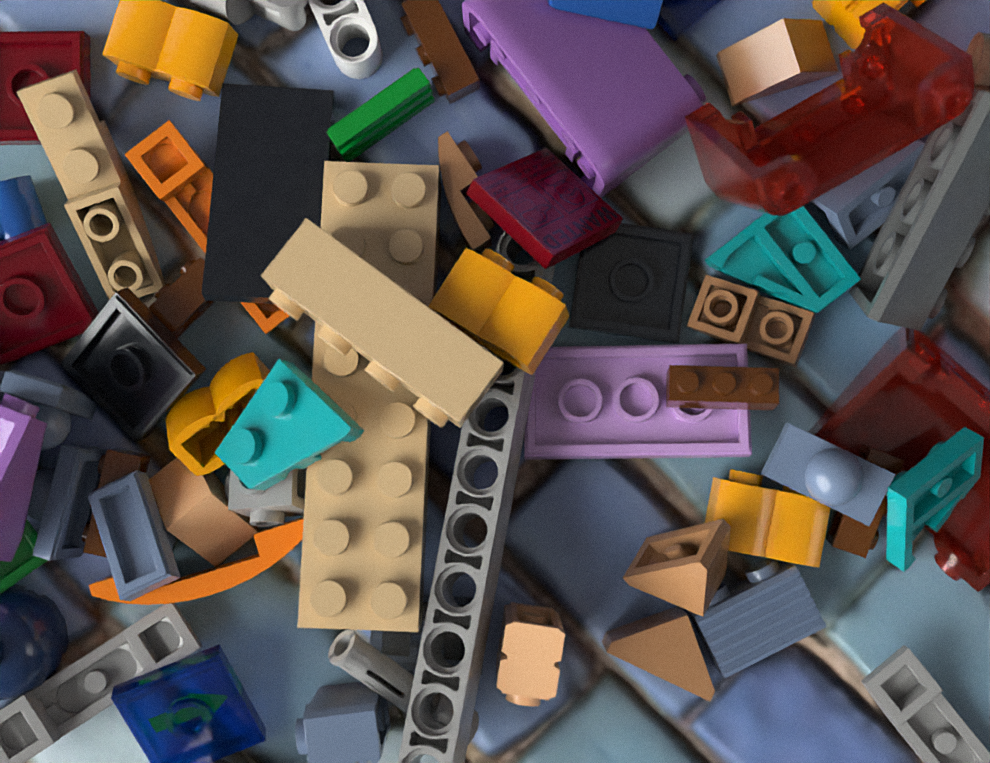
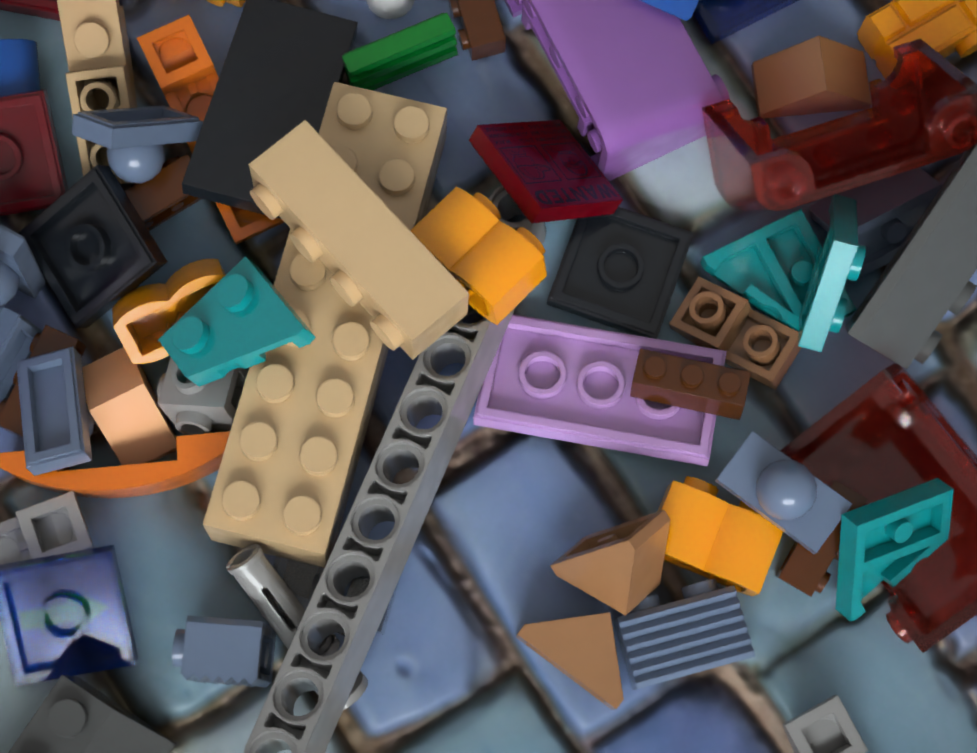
camera: 15 degrees right, 10 degrees down
(147, 254) = (136, 137): none -> sand blue tile
(458, 170) = (463, 117): medium nougat slope -> none
(529, 653) = (435, 616): light nougat brick -> none
(838, 261) = (834, 264): none -> teal wing

